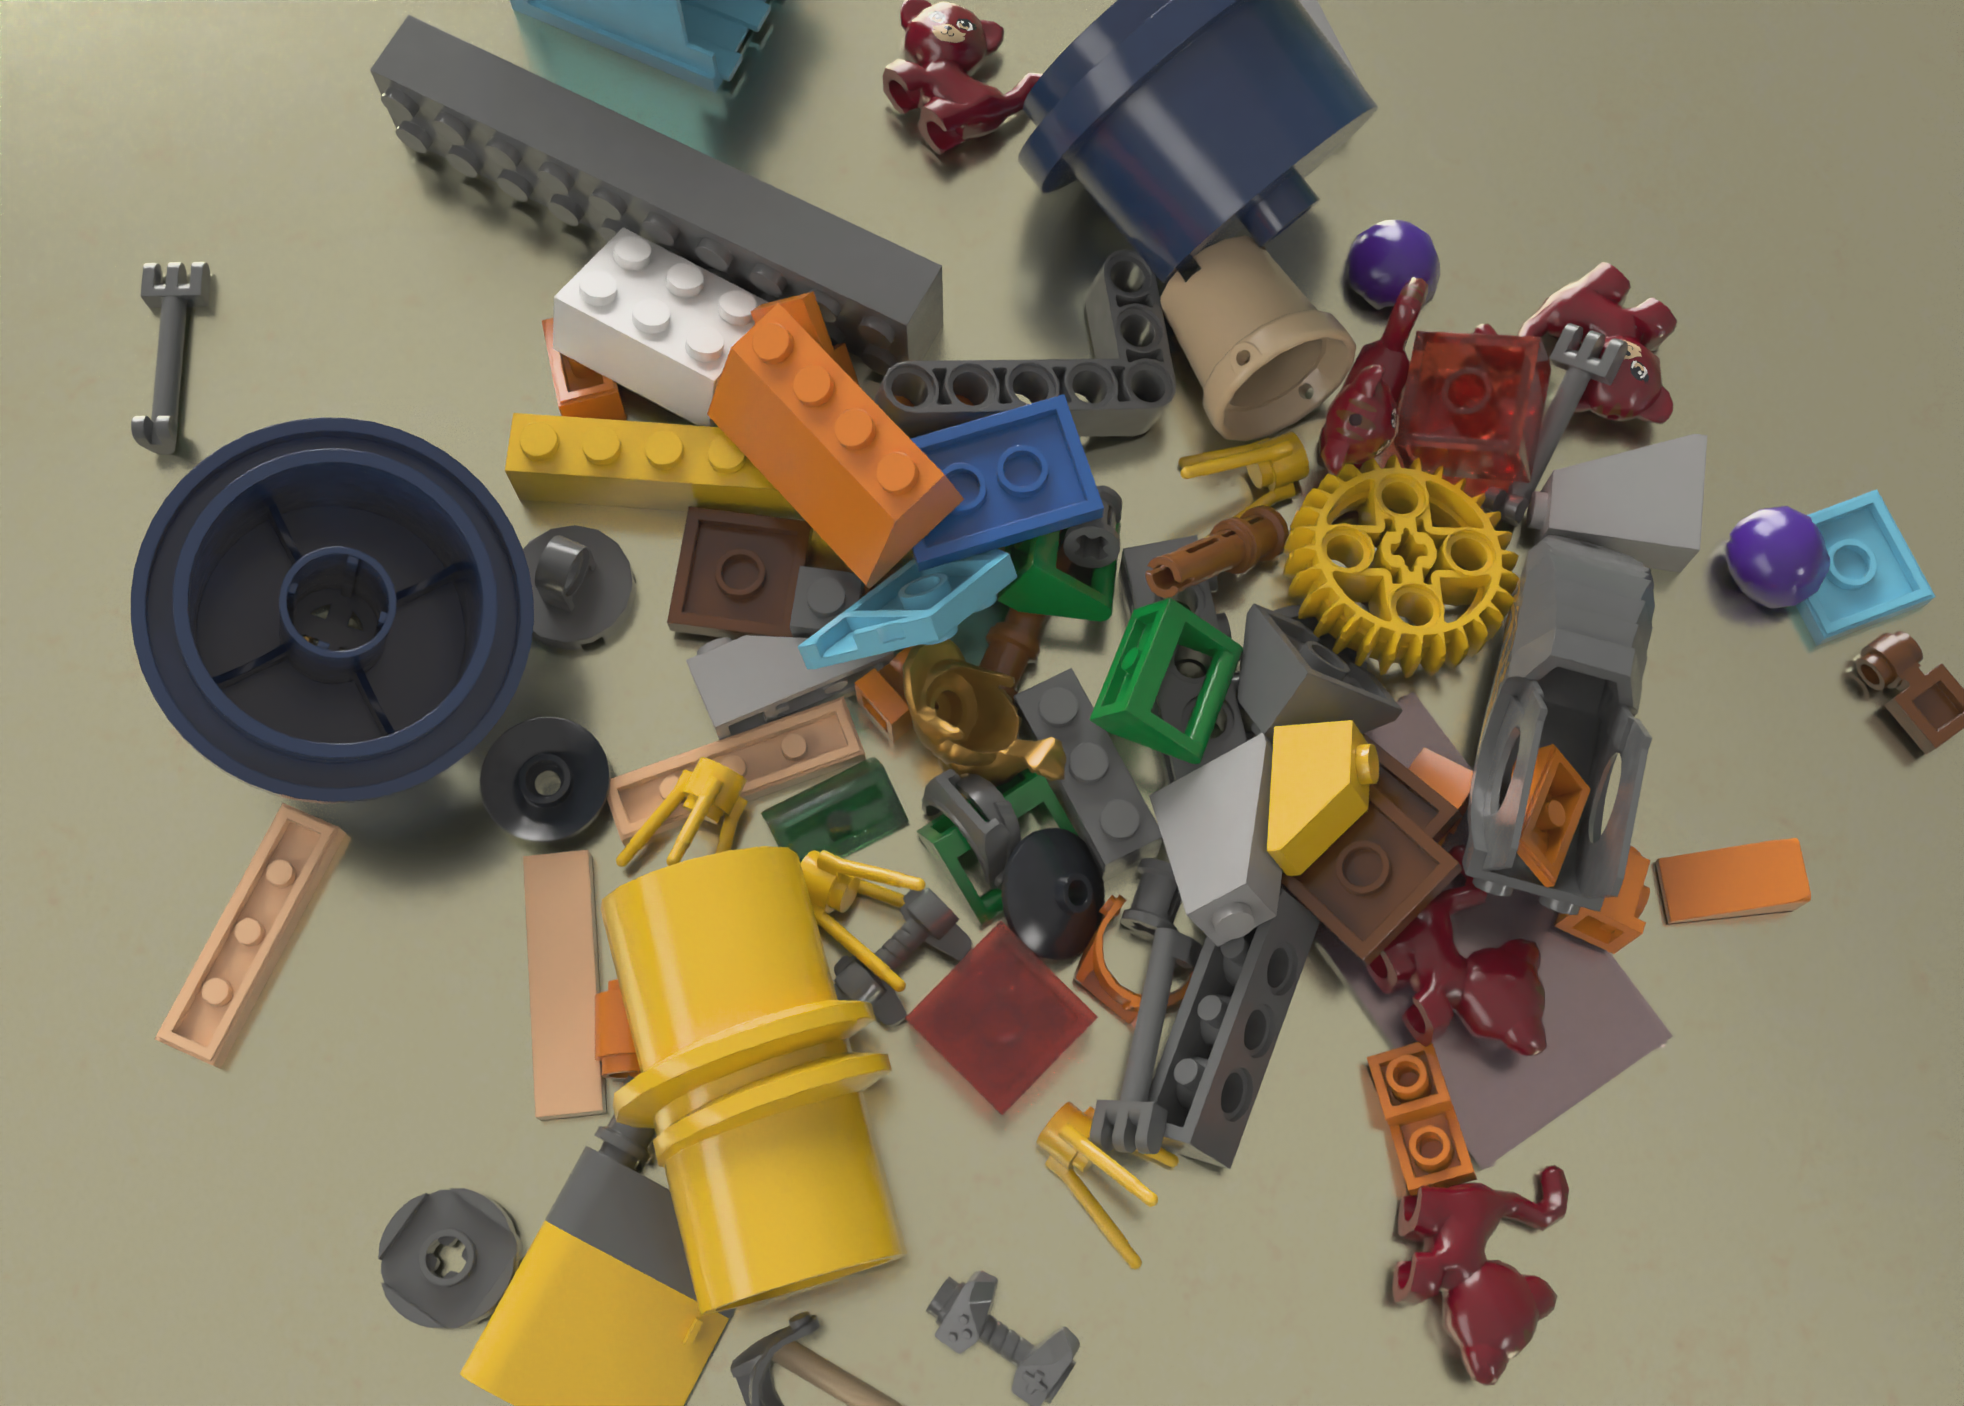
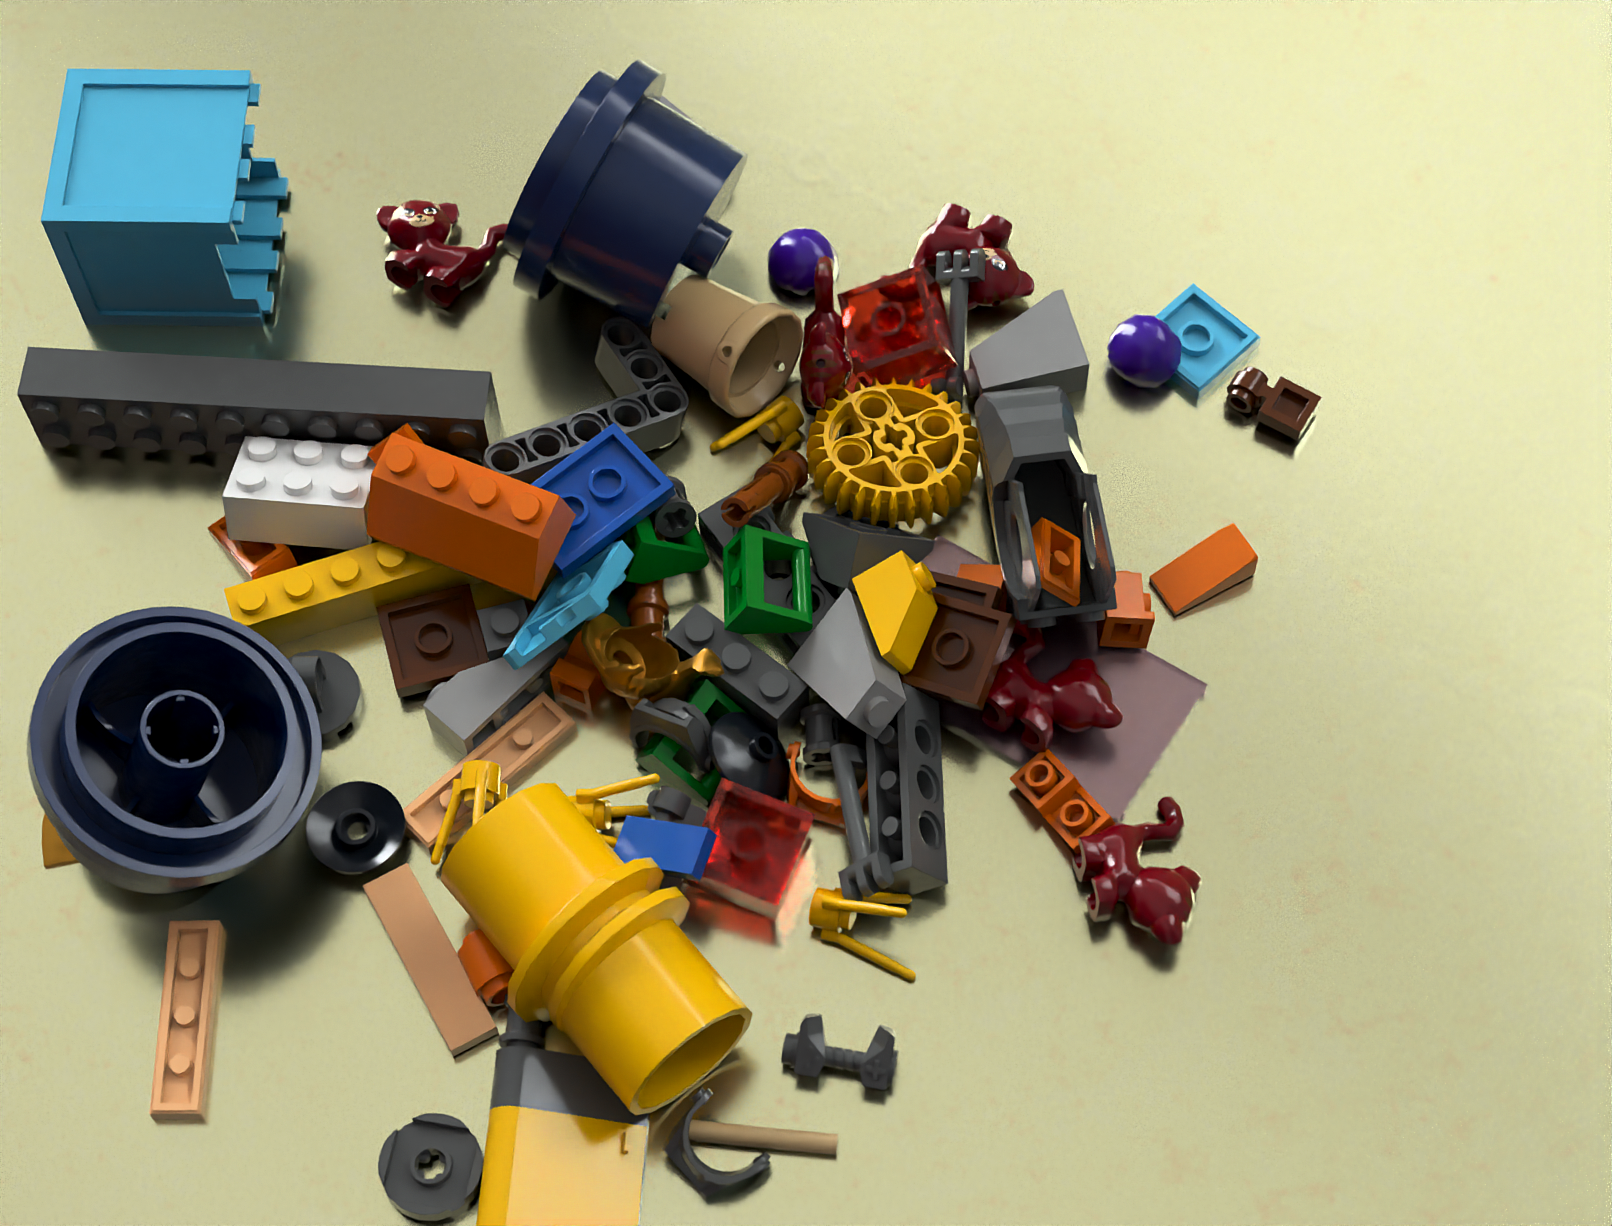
camera: 20 degrees left, 10 degrees down
(838, 812) = (581, 761): clear green slope -> none
(892, 980) = (674, 847): none -> blue tile

